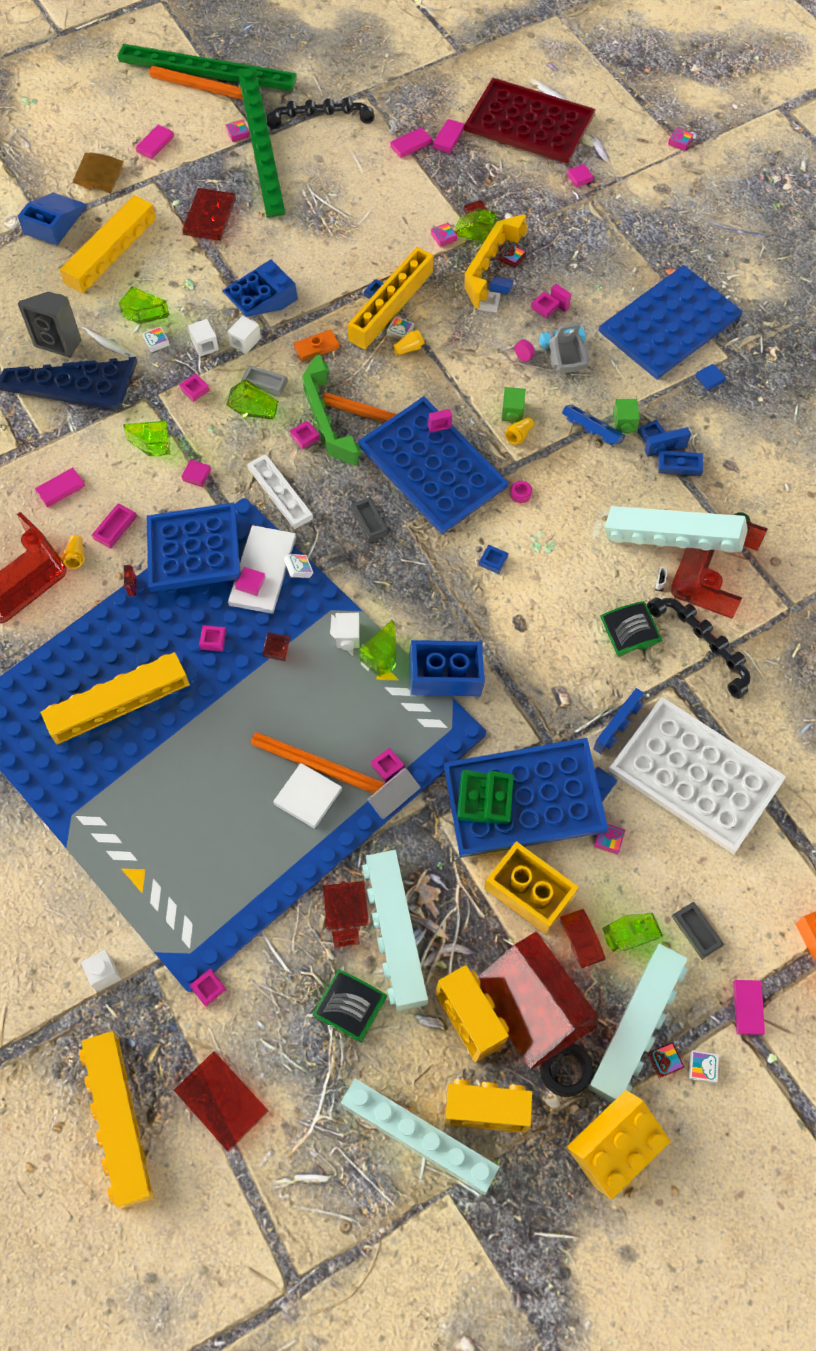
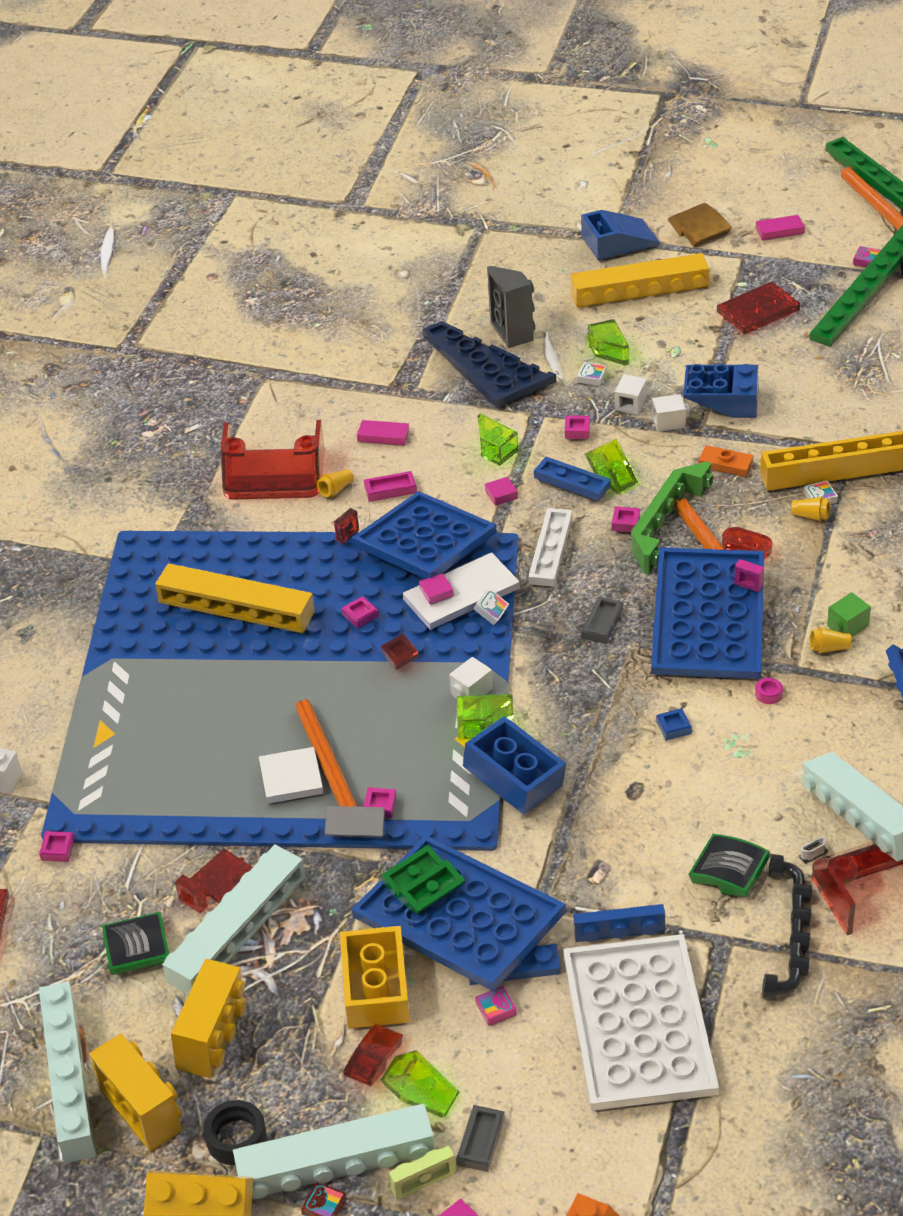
camera: 50 degrees right, 20 degrees down
(235, 429) = (572, 478): none -> blue plate
(266, 380) = (645, 460): light grey tile -> none
(396, 396) = (743, 539): none -> clear red plate
(537, 1000) = (273, 1057): clear red slope -> none
(695, 996) = (422, 1172): none -> yellowish green plate

